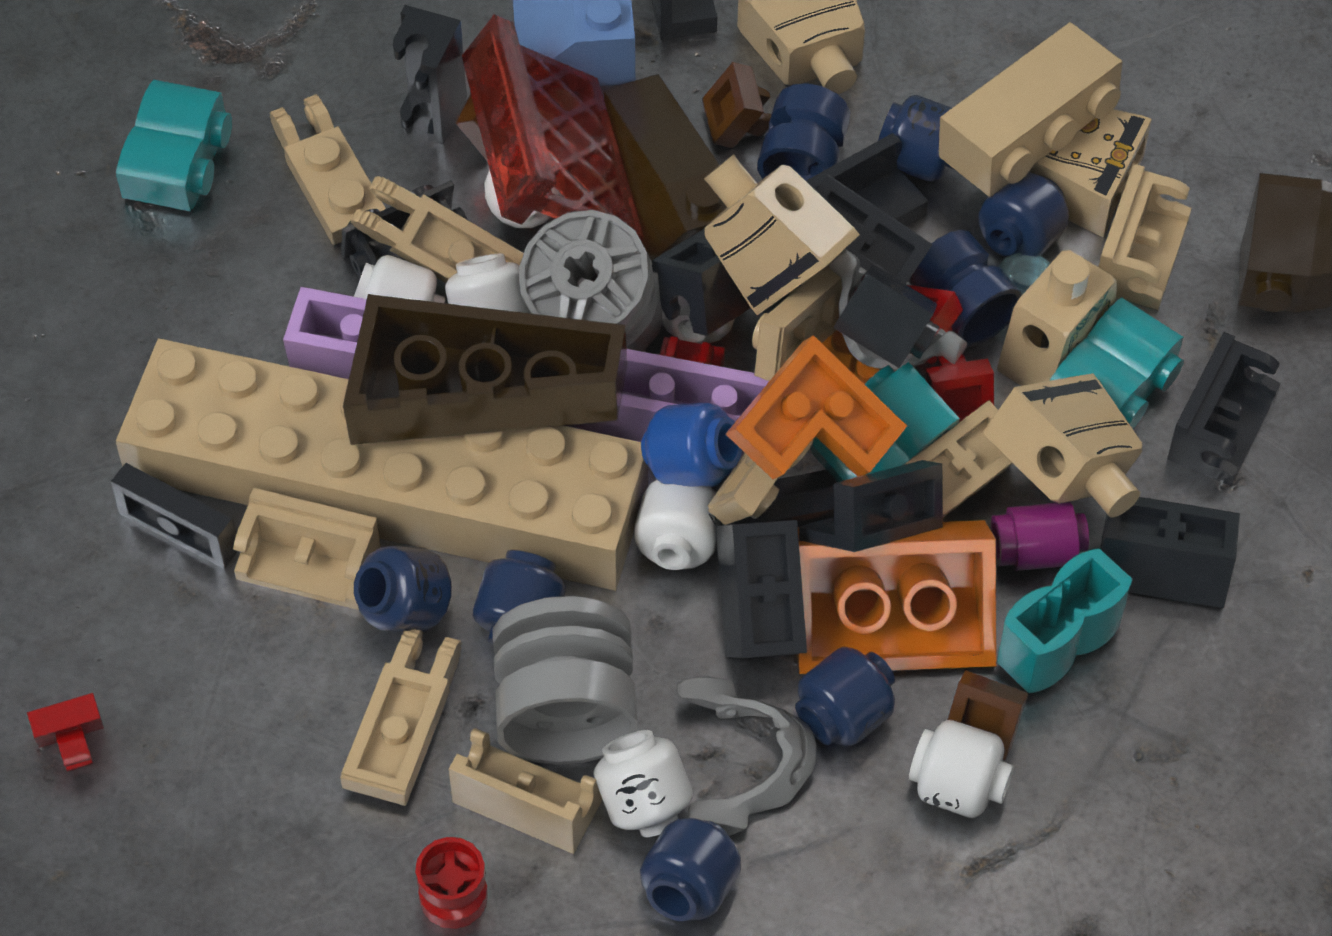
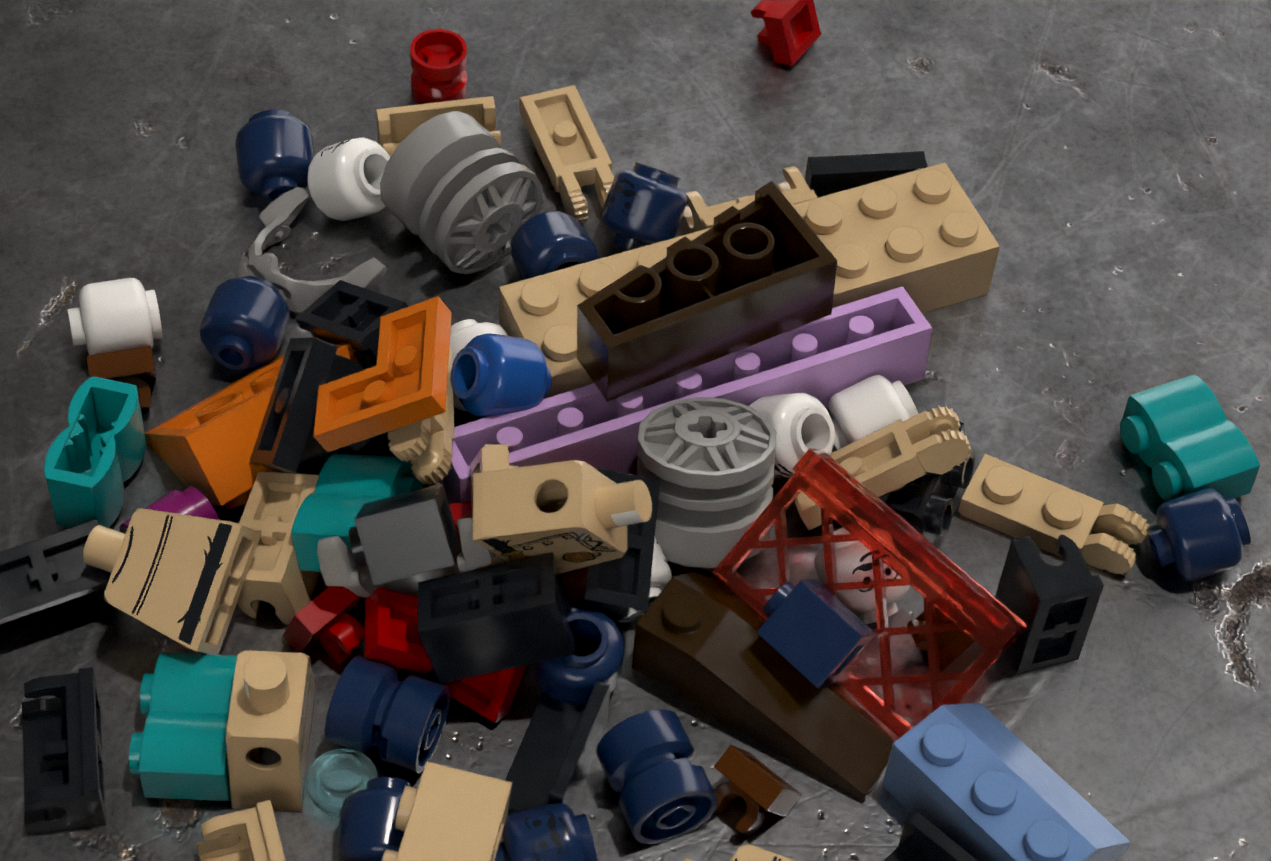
camera: 140 degrees right, 5 degrees down
(247, 78) = (1199, 534): none -> dark blue head
(618, 132) = (813, 631): none -> dark blue brick

